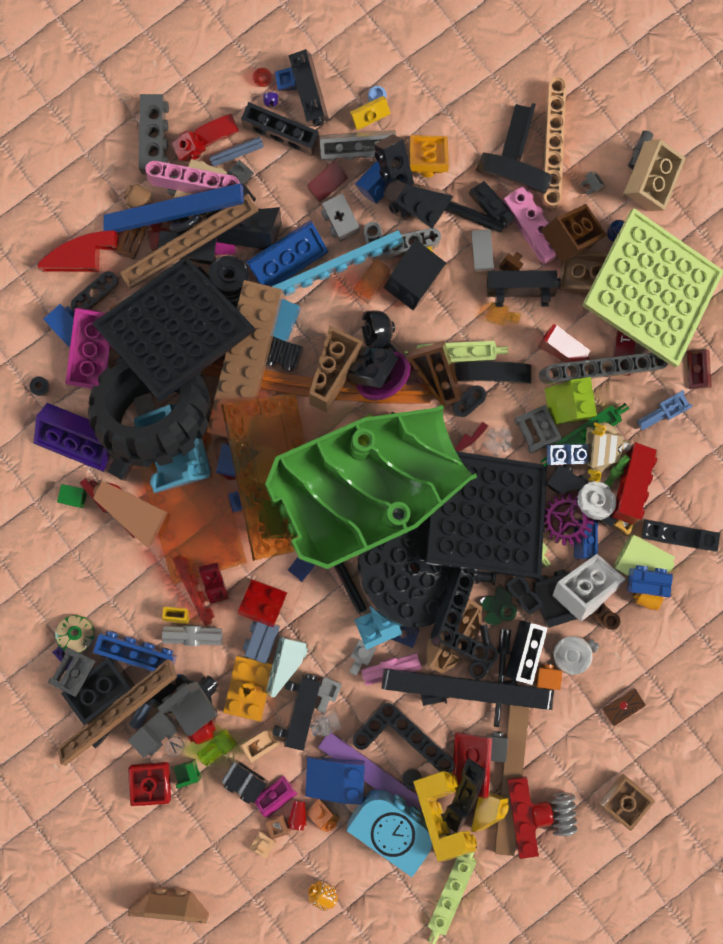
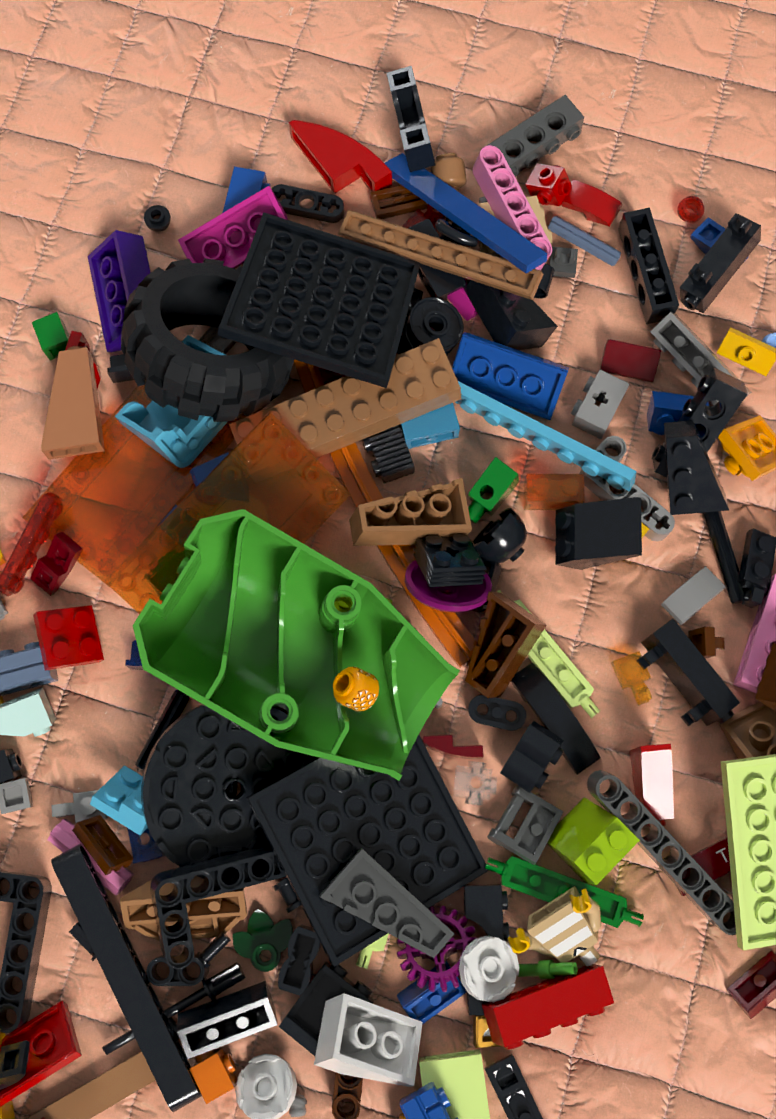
camera: 55 degrees right, 10 degrees down
(89, 195) = (410, 119): none -> black arch
(270, 99) = (674, 234): dark purple hinge -> none
(346, 306) = (499, 481): none -> green torso
(391, 657) = (98, 846): none -> reddish brown tile
(412, 465) = (355, 688): none -> light orange head
(499, 746) = (78, 1072): dark grey brick -> none
(506, 399) = (532, 756): none -> black brick
(523, 531) = (379, 899): none -> dark grey wing
(567, 454) = (522, 886): medium blue slope -> none
(668, 409) = (679, 979): medium blue connector -> none

